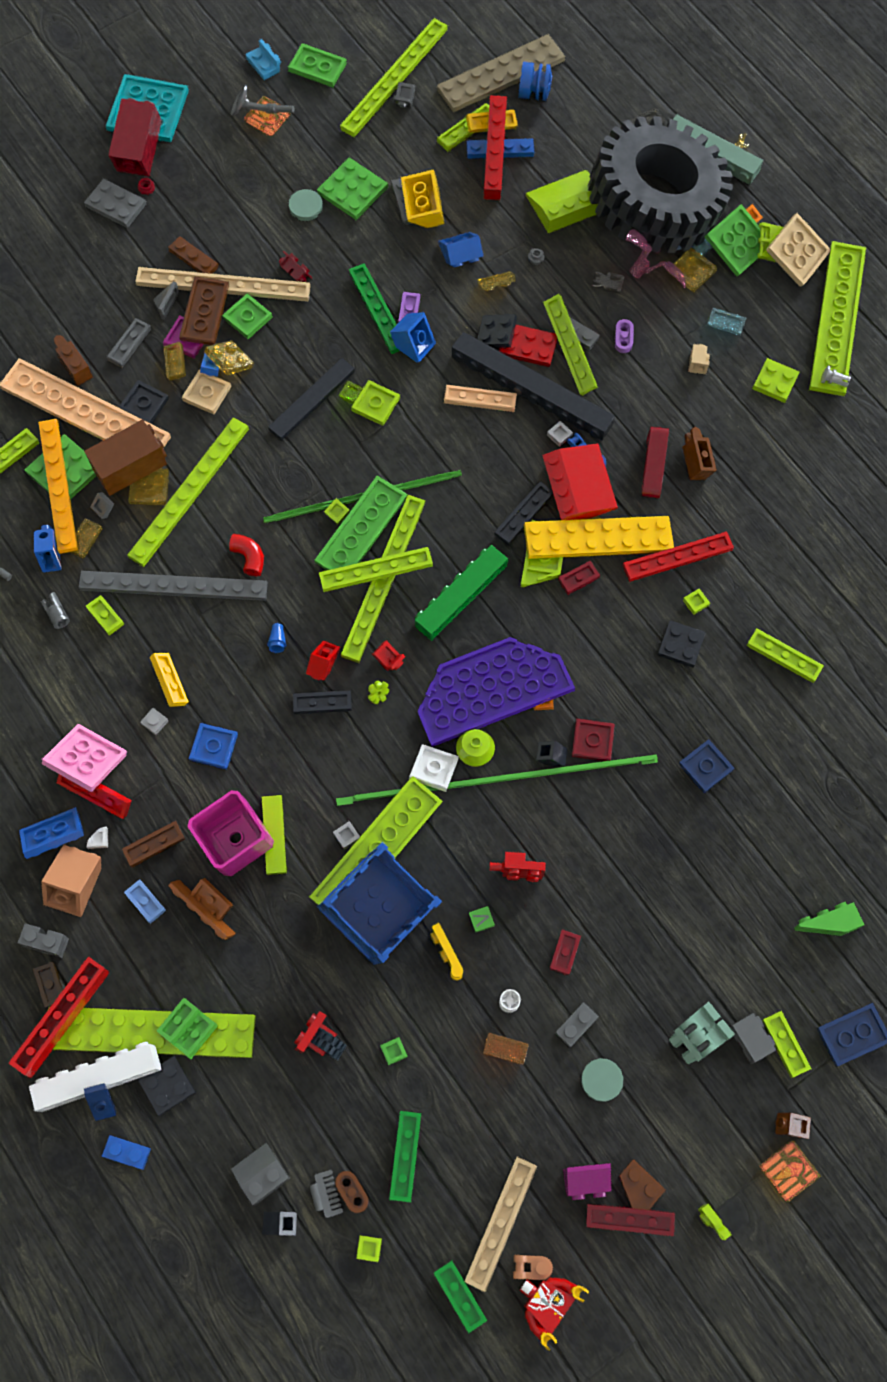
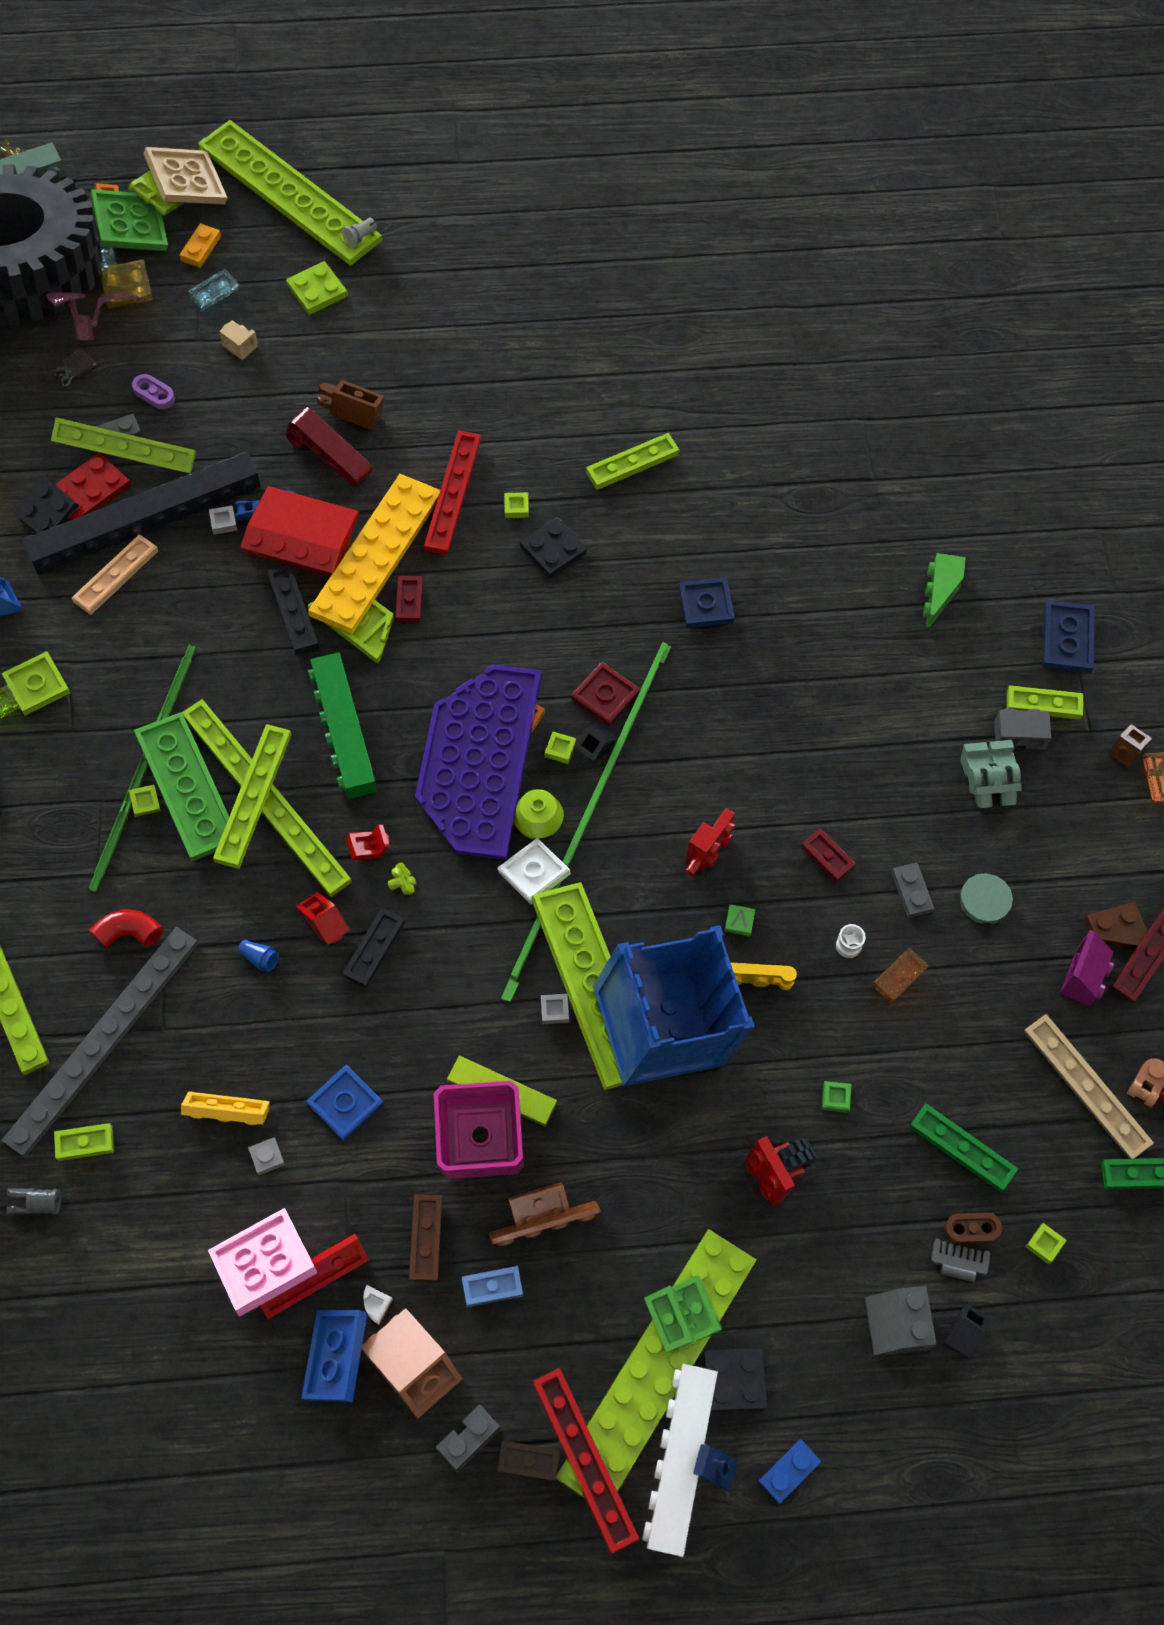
camera: 60 degrees left, 5 degrees down
(532, 733) = (560, 747): none -> lime plate
(755, 293) = (200, 245): none -> light orange plate

